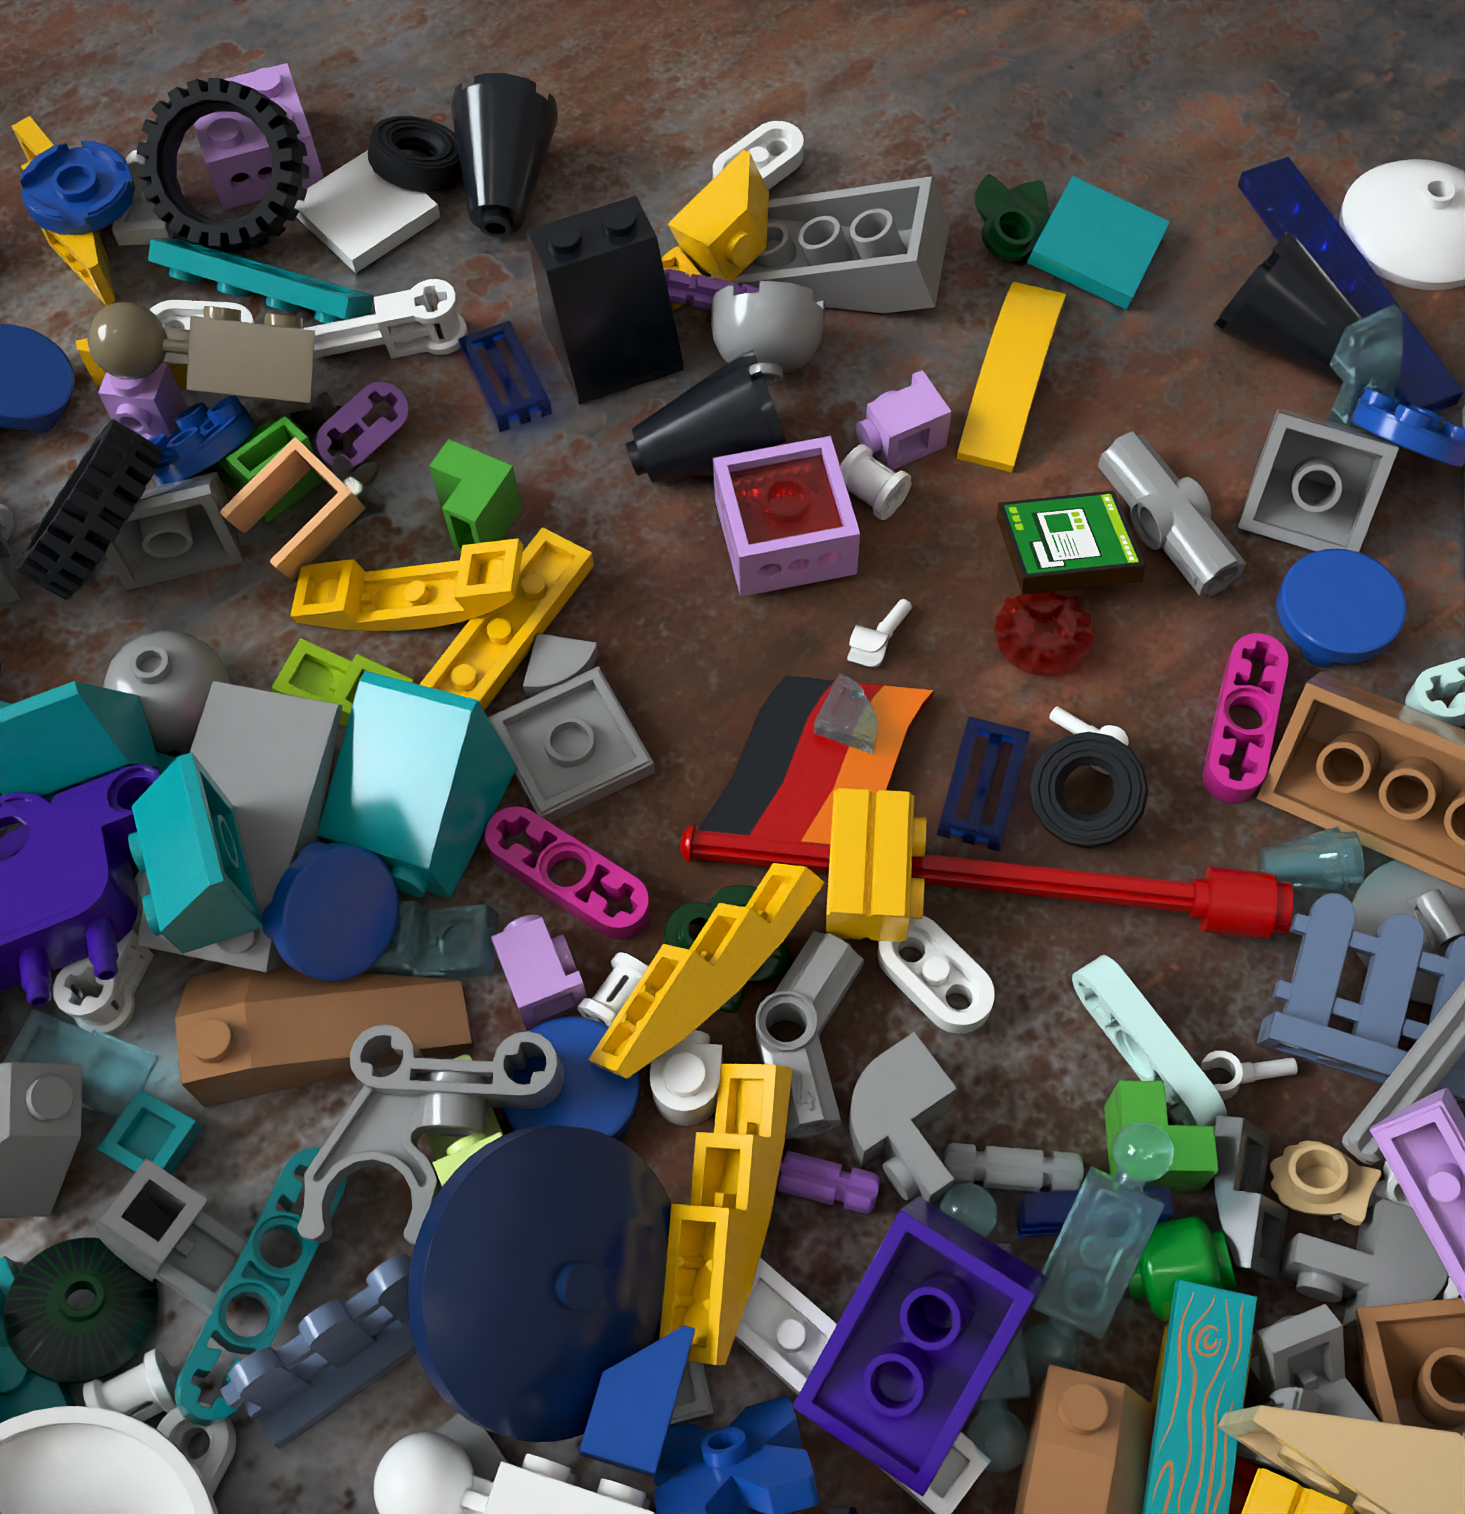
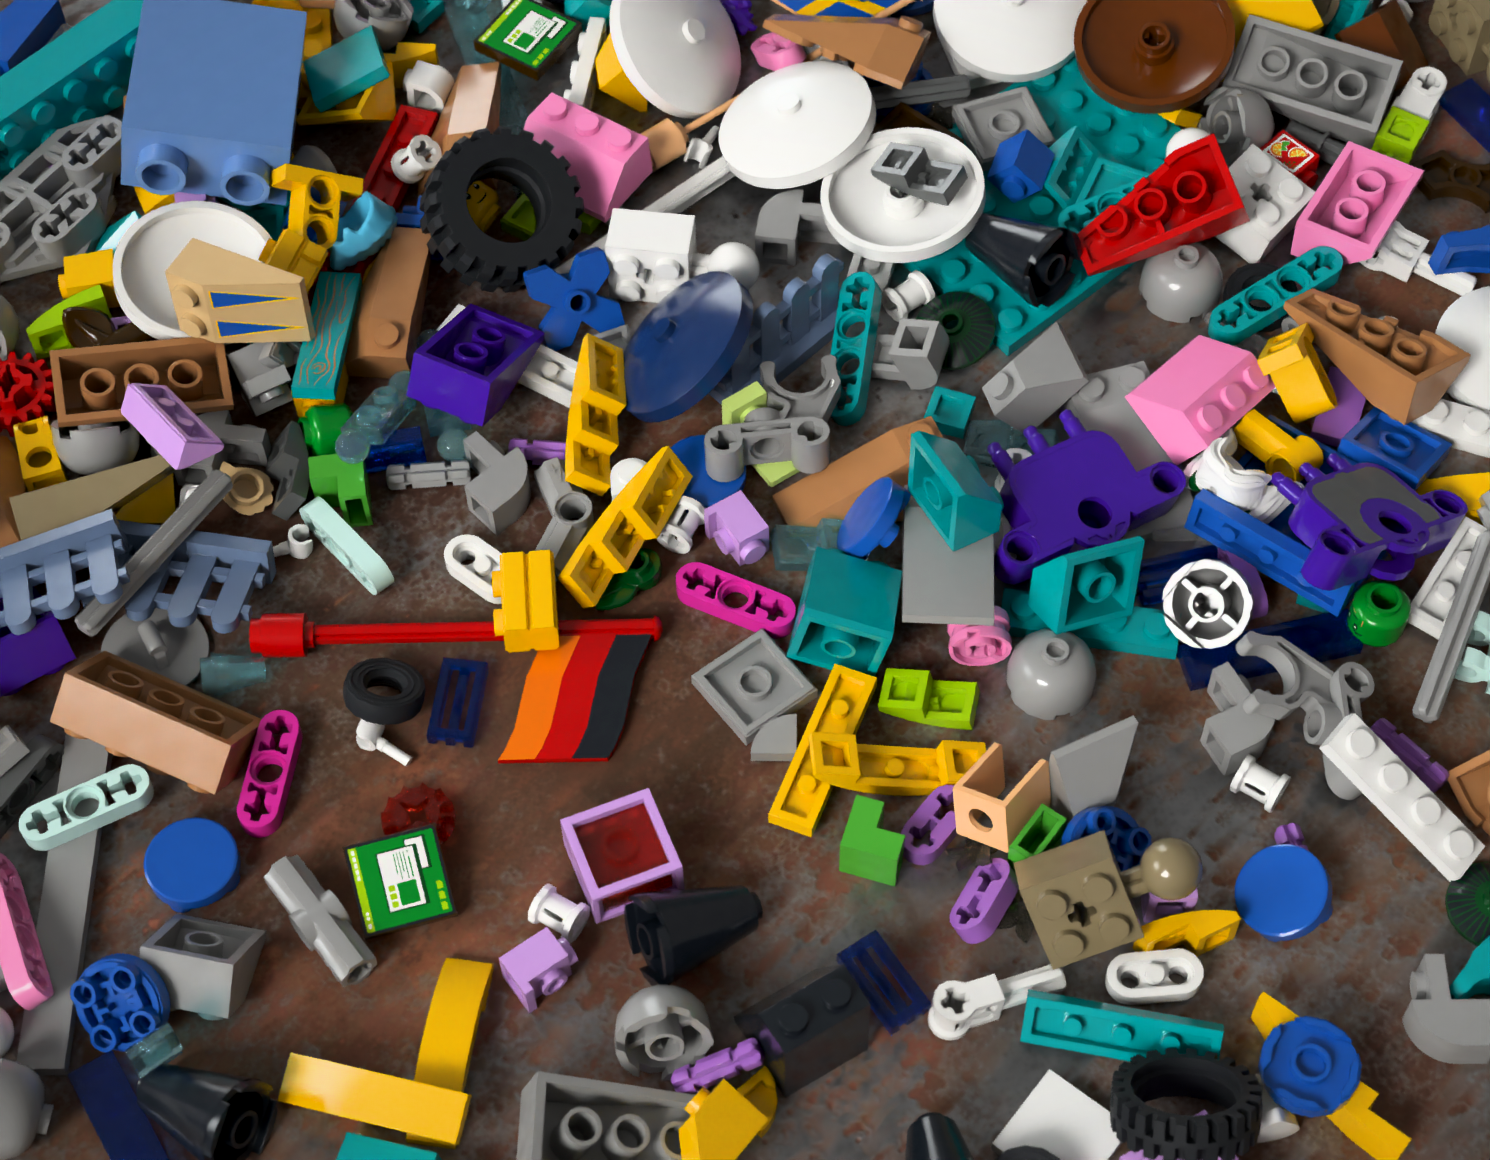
camera: 170 degrees right, 5 degrees down
(90, 510) = (1124, 756): black tyre -> none
(389, 531) = (927, 818): none -> medium lavender beam
(637, 1405) = (626, 307): blue tile -> none
(848, 716) = (557, 723): clear light blue tile -> none
(870, 645) = (546, 784): white hand -> none
(1123, 318) = (375, 1098): none -> yellow slope

